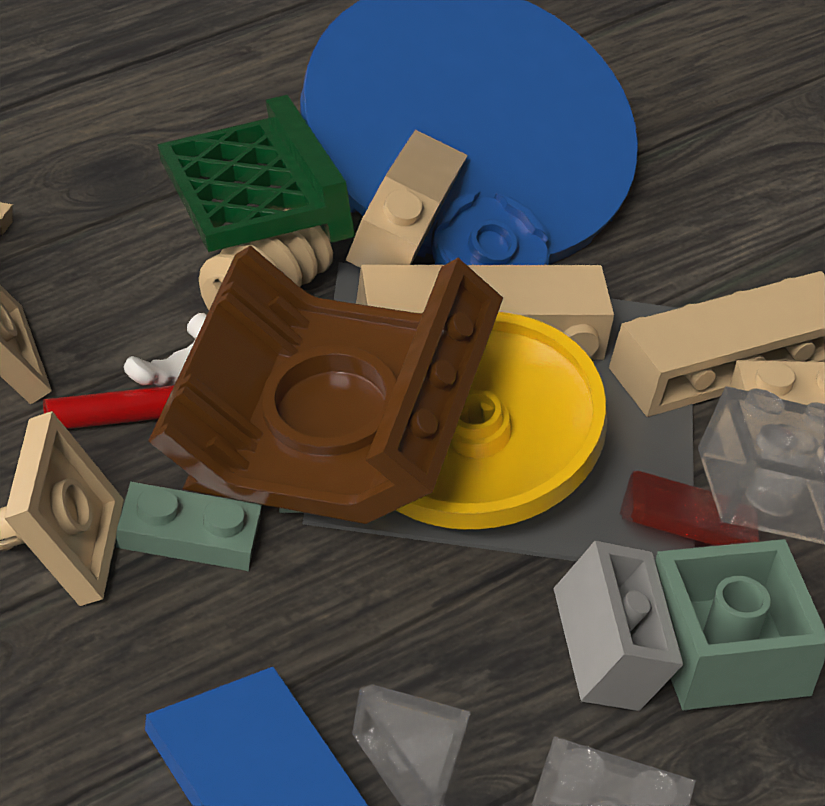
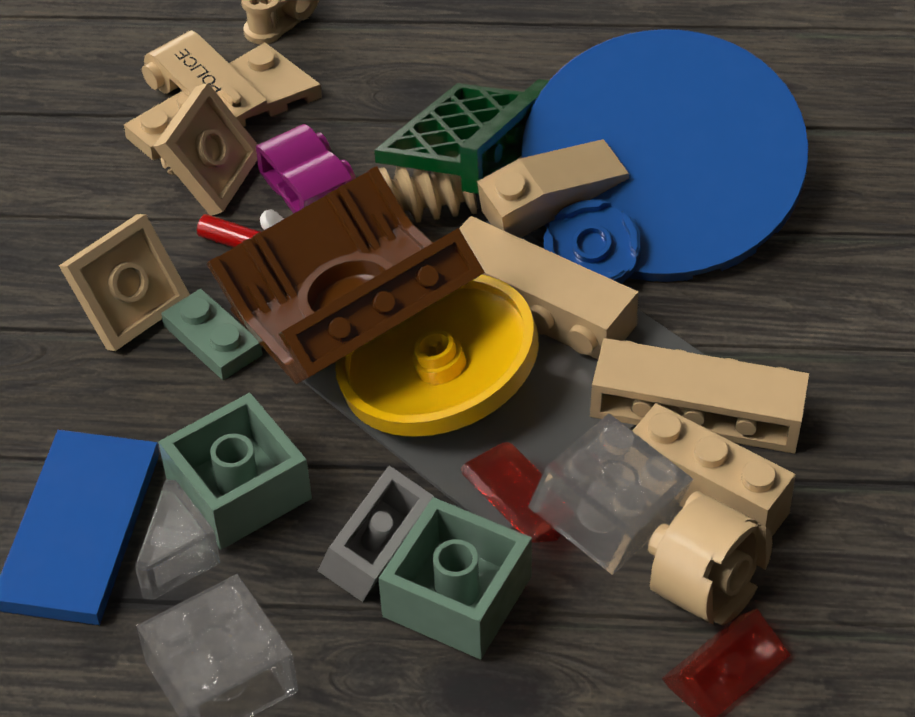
camera: 50 degrees right, 5 degrees up
(108, 305) = (301, 166): none -> magenta brick
(408, 632) = (237, 469): none -> sand green brick

